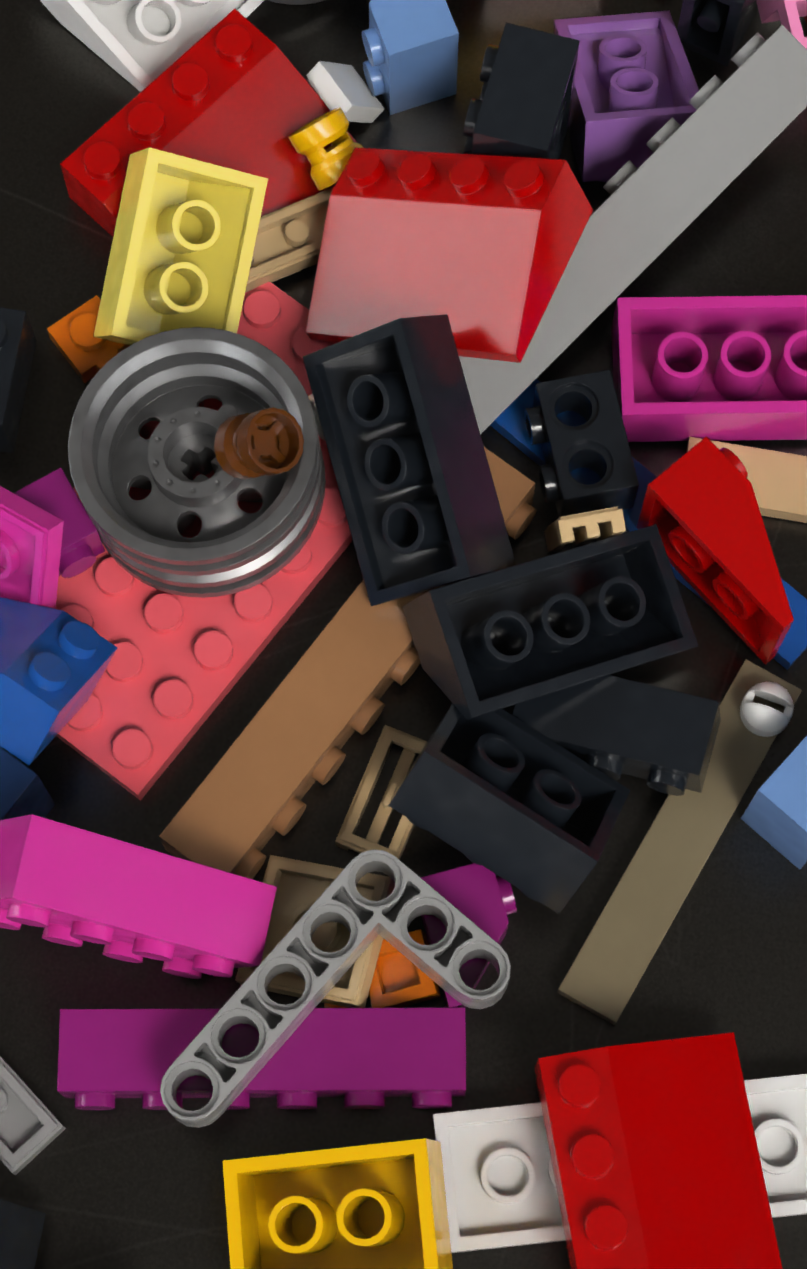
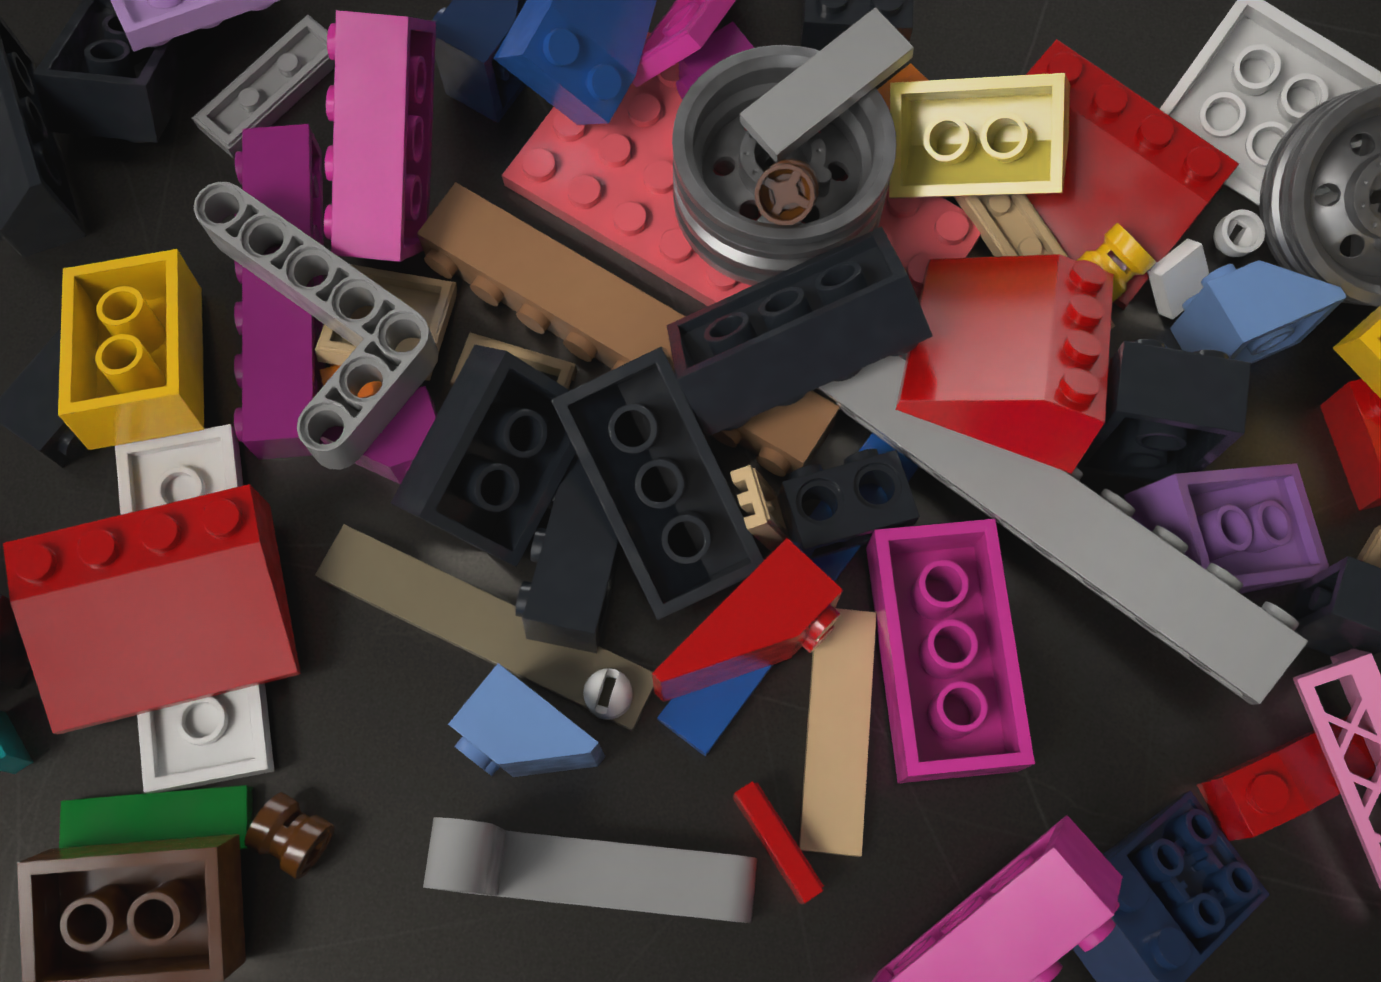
camera: 85 degrees right, 0 degrees up
(133, 389) = (826, 85): none -> light grey tile
(303, 27) = (1248, 238): none -> white hinge

